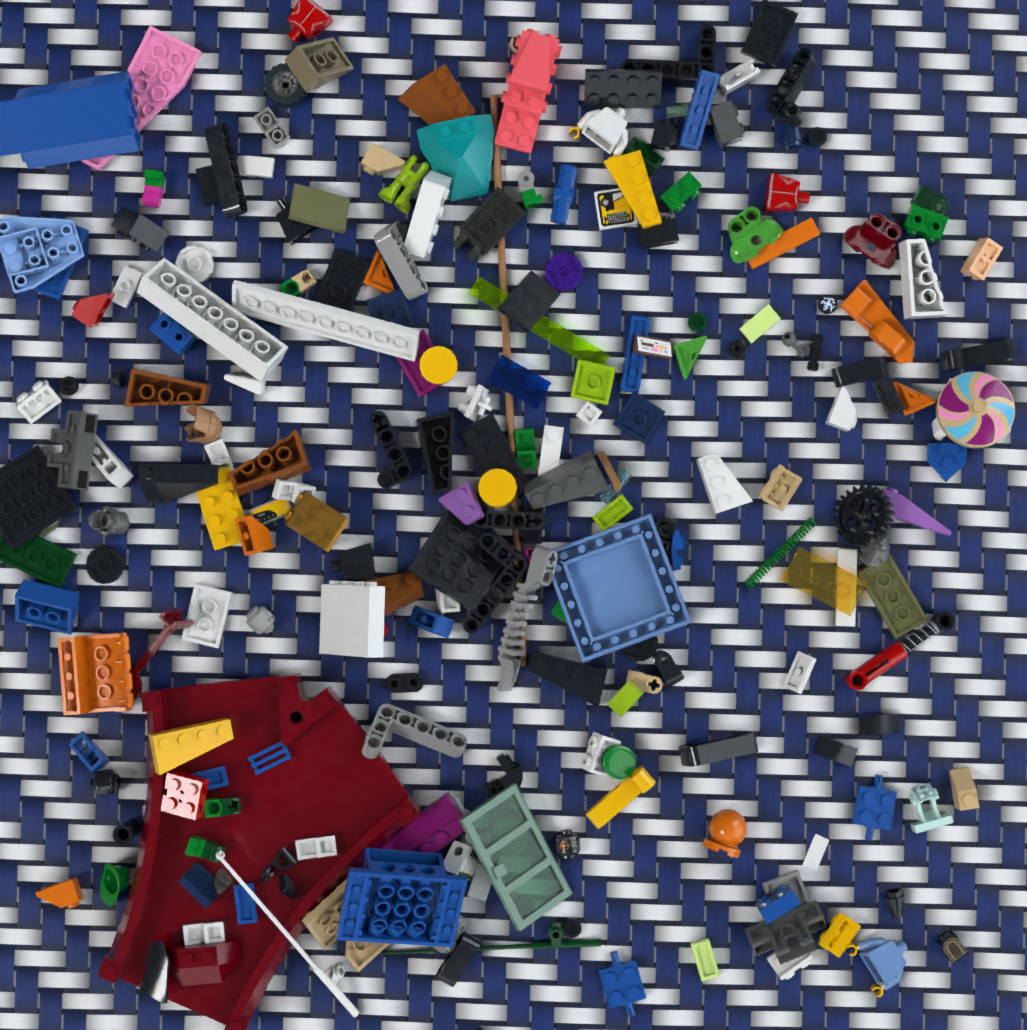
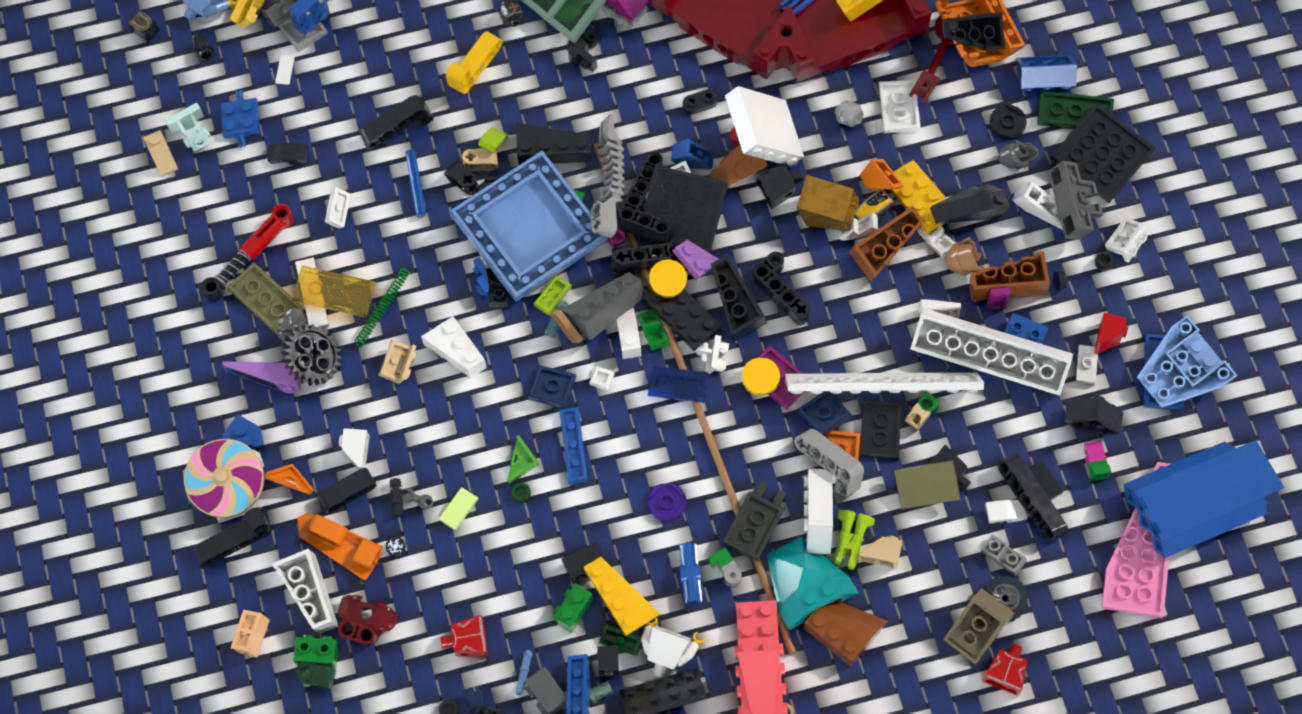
camera: 170 degrees right, 20 degrees down
(101, 663) = (977, 30): none -> black wedge
(185, 371) = (998, 298): none -> magenta tile
(195, 262) = (1029, 404): white tile -> none
(411, 731) = (681, 60): light grey beam -> none
(529, 301) = (692, 458): black tile -> none
(544, 327) = (676, 443): clear neon green tile -> none
(593, 381) = (606, 405): lime plate -> none
(596, 746) = (502, 91): white bracket -> none
(613, 210) = (638, 573): tile -> none
(618, 761) = (485, 86): green piece -> none
(652, 347) = (557, 452): slope -> none
(714, 680) = (415, 183): none -> blue axle
(726, 831) = (370, 55): orange tile -> none
(736, 344) = (474, 482): black plate -> none
(740, 151) = (524, 671): none -> medium blue piece
(741, 247) = (474, 599): bright green piece -> none
(787, 241) = (457, 592): orange tile -> none
(877, 725) = (252, 184): black slope -> none
(888, 396) = (312, 475): black plate -> none

